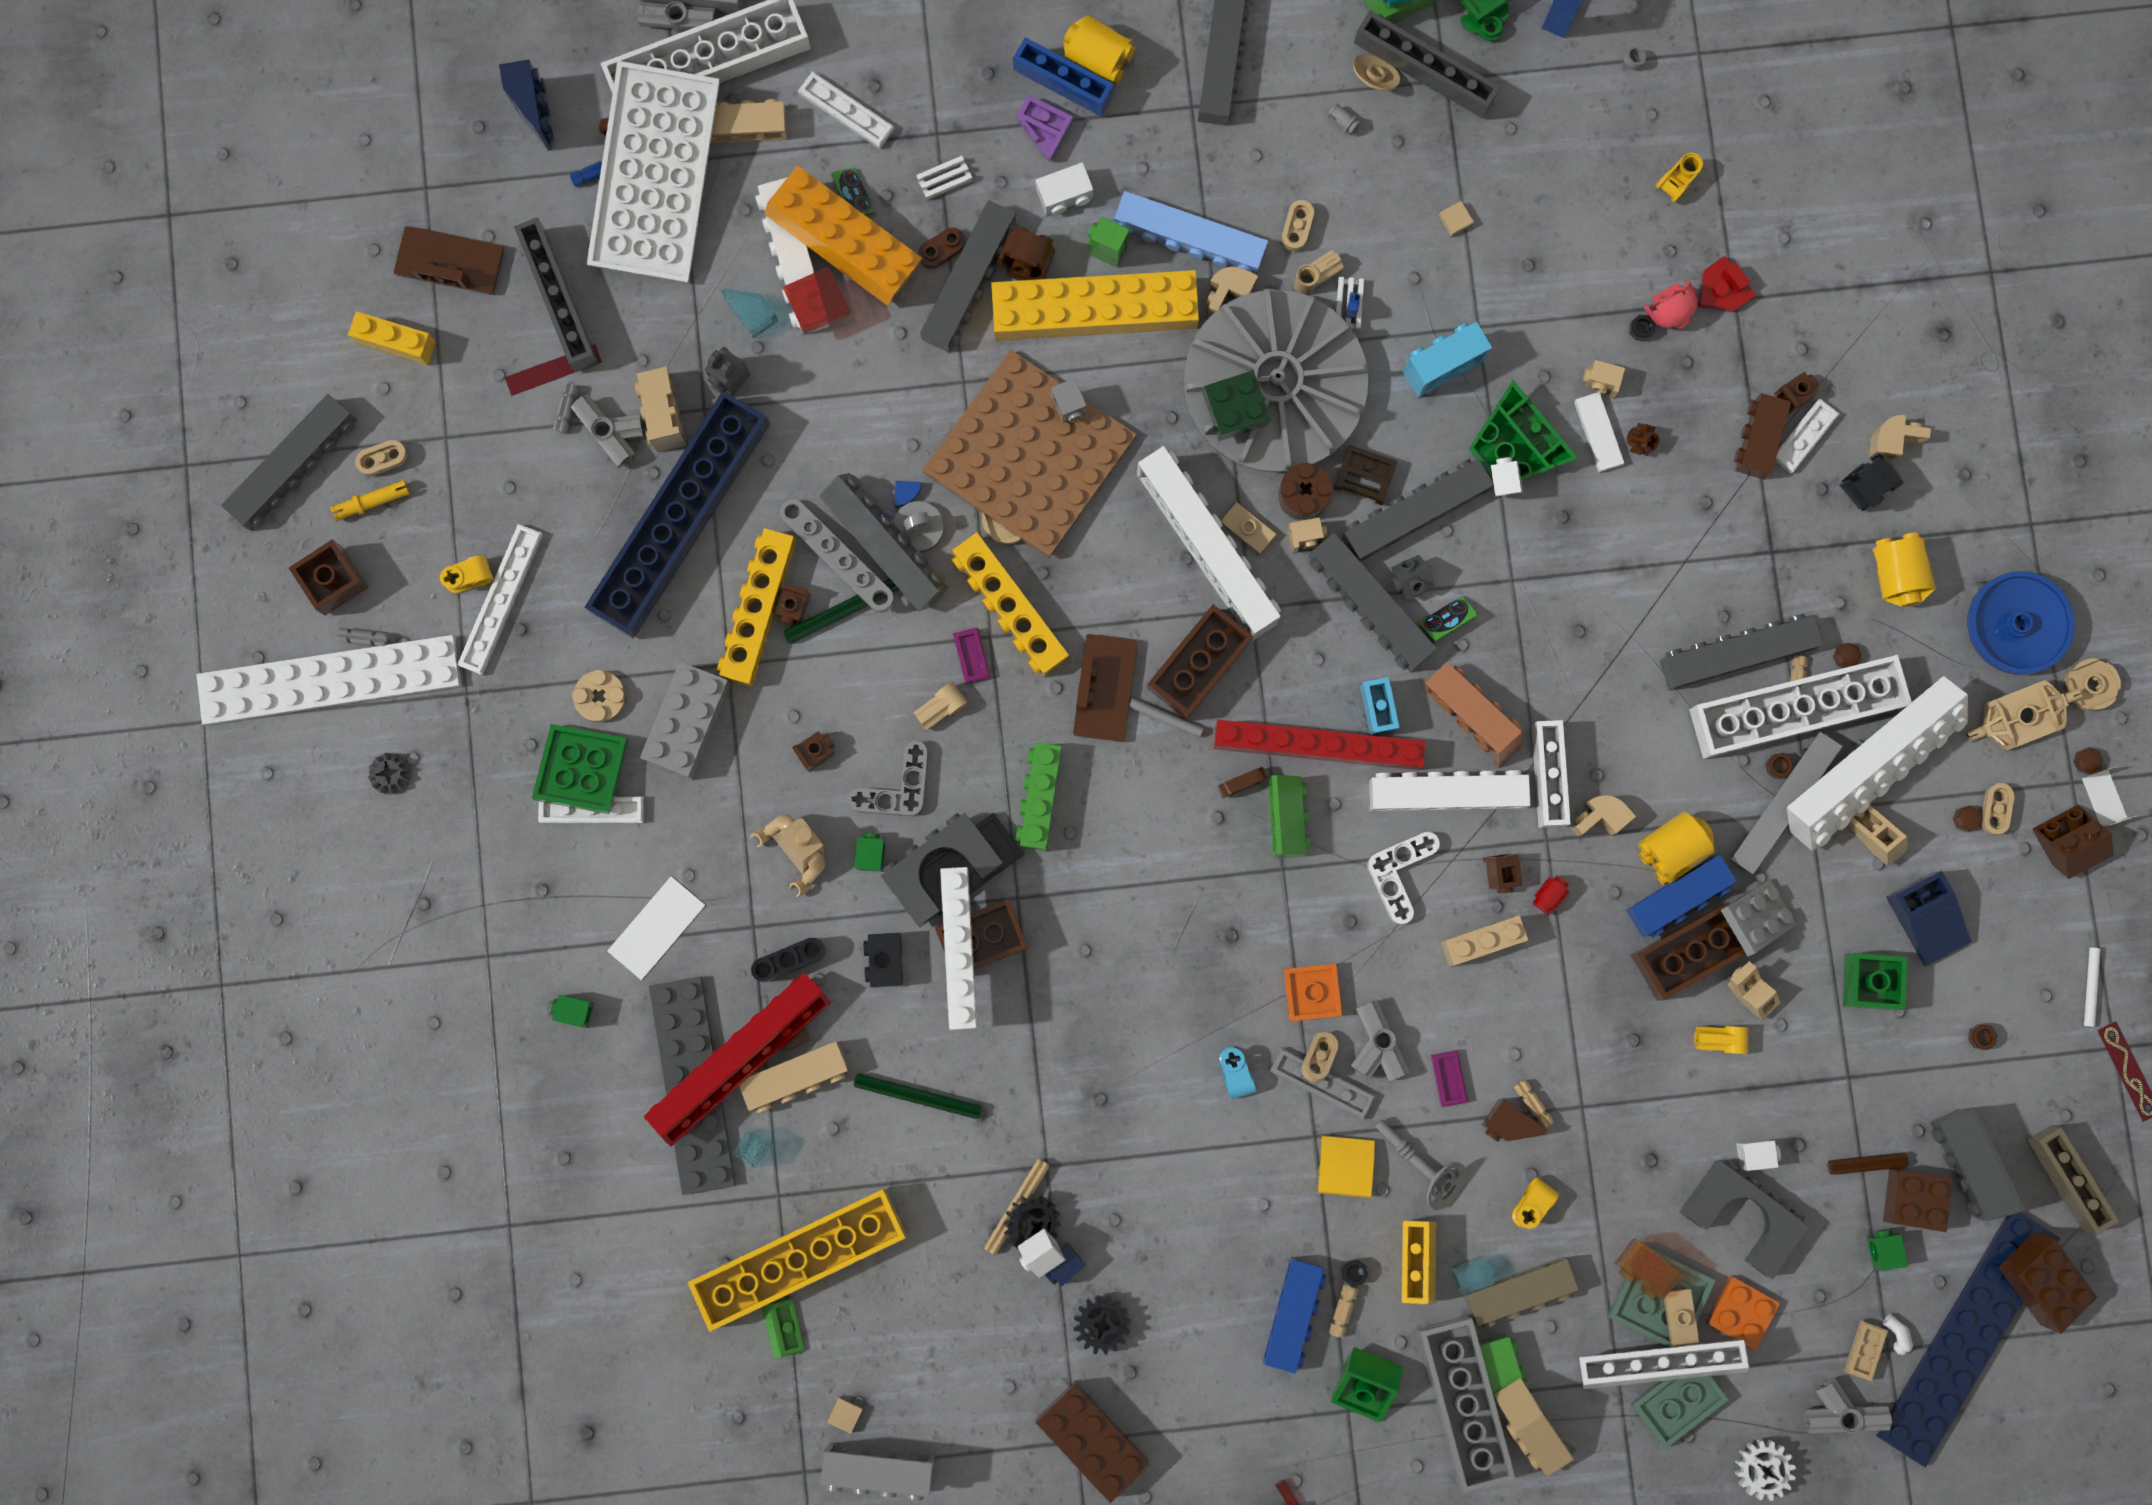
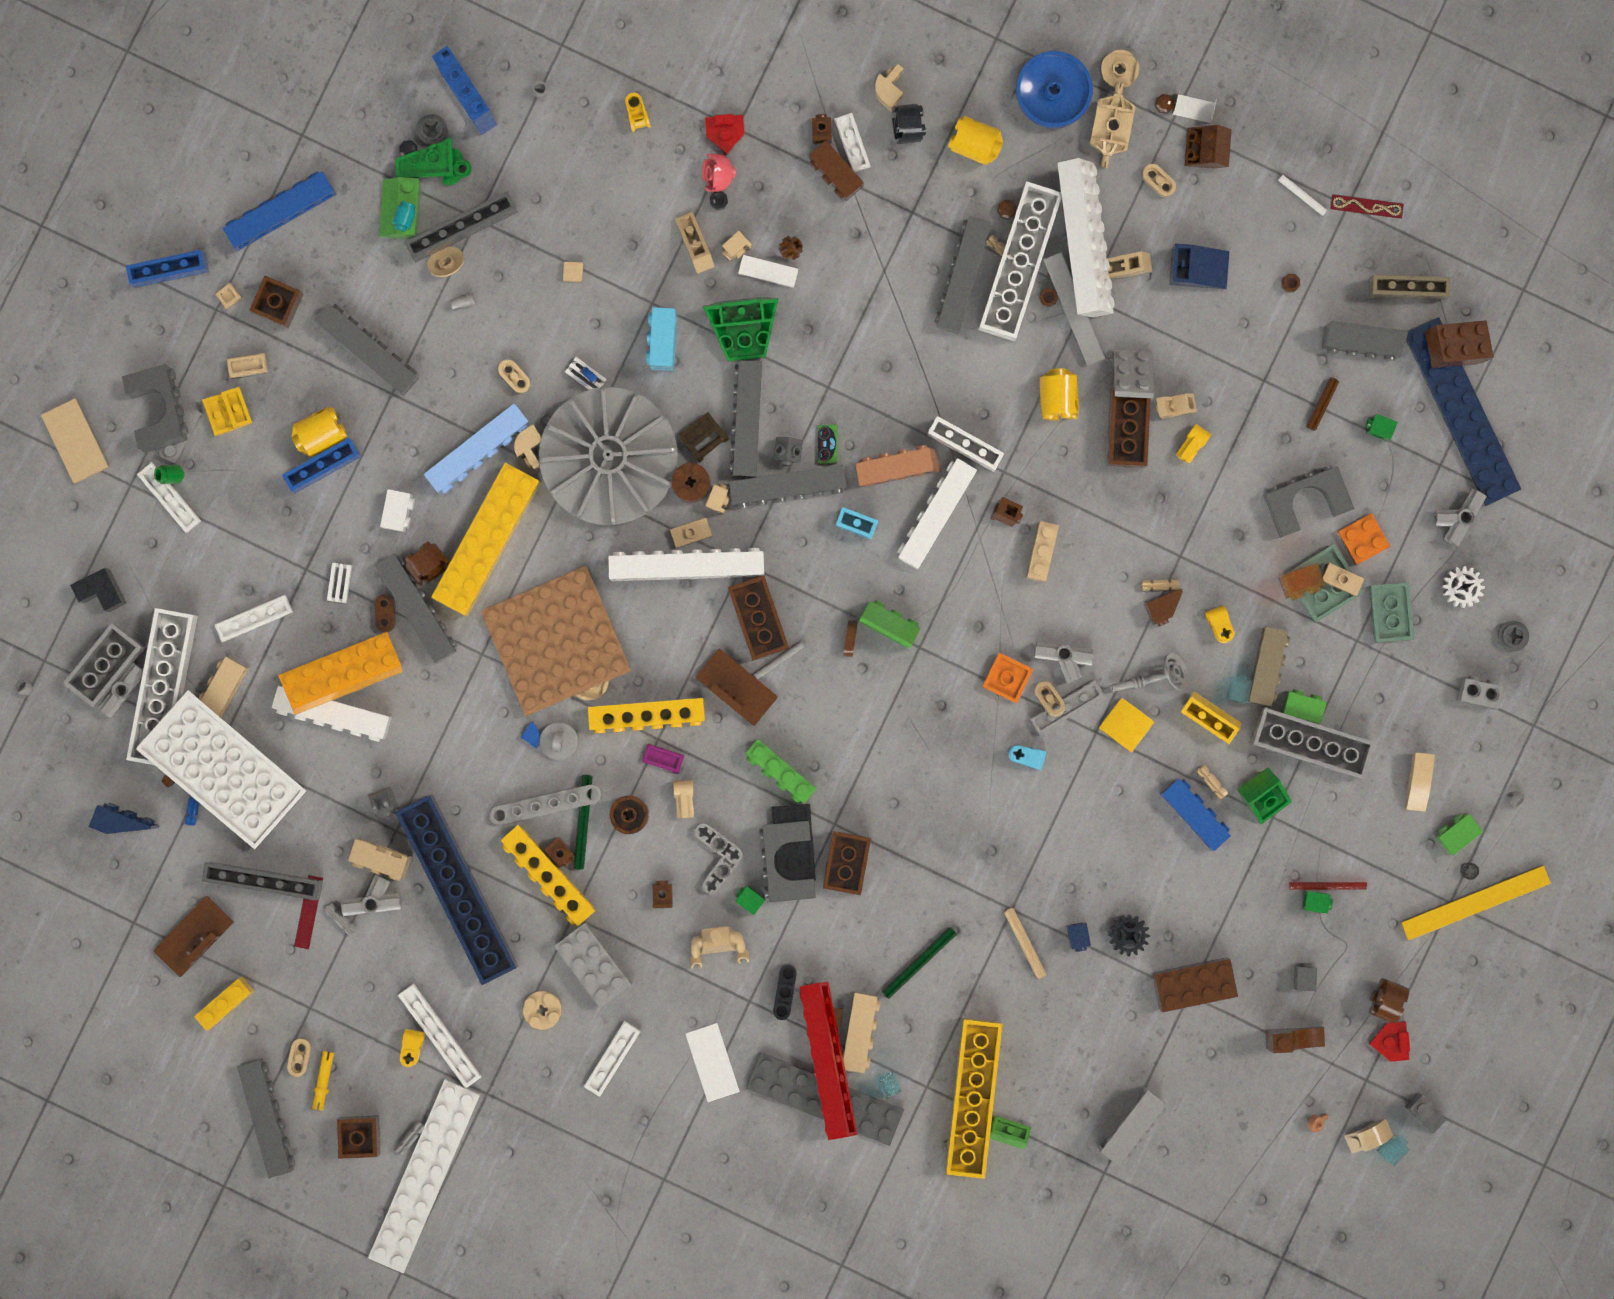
camera: 60 degrees left, 5 degrees up
(398, 780) = (517, 1169): dark grey gear -> none
(572, 1011) = (732, 1146): green brick -> none
(580, 769) = (582, 1050): green plate -> none
(752, 310) = (351, 760): clear light blue slope -> none
(816, 300) = (372, 716): clear red tile -> none
(845, 1415) = (1085, 1126): tan tile -> none
(852, 190) = (312, 648): slope -> none
(871, 646) = (618, 816): none -> reddish brown brick
(884, 541) = (556, 769): dark grey brick -> none
(892, 974) = (815, 922): black brick -> none
(958, 948) = (846, 881): white brick -> none
(1039, 1211) = (1041, 930): black gear -> none
(1040, 1253) = (1063, 946): white brick -> none
(1044, 124) = (345, 497): medium lavender wing -> none
(1068, 401) = (540, 596): light grey brick -> none
(1108, 241) = (450, 505): bright green brick -> none
(1236, 405) = (611, 494): dark green brick -> none
(1318, 272) = (553, 381): tan piece -> none
(1319, 745) = (856, 576): red brick -> none
(1354, 1272) = (1193, 760): black tile -> none
(1390, 873) = (964, 582): white beam -> none
(1449, 1078) = (1112, 627): magenta tile -> none
(1506, 477) = (762, 350): white brick -> none
(1533, 1429) = (1352, 712): tan wedge -> none
(1551, 894) = (1039, 491): red brick -> none
(1577, 330) = (694, 242): none -> tan slope
(1606, 809) = (1008, 423): tan brick -> none
(1664, 1364) = (1363, 609): white brick -> none
(1682, 895) = (1091, 411): blue brick -> none
(1758, 1155) = (1276, 467): white brick -> none
(1866, 1351) = (1432, 479): tan plate -> none
(1875, 981) = (1216, 328): green brick -> none
(1904, 1340) = (1440, 452): white arm -> none
(1917, 1200) = (1362, 389): reddish brown brick -> none
(1967, 818) = (1153, 202): reddish brown tile -> none

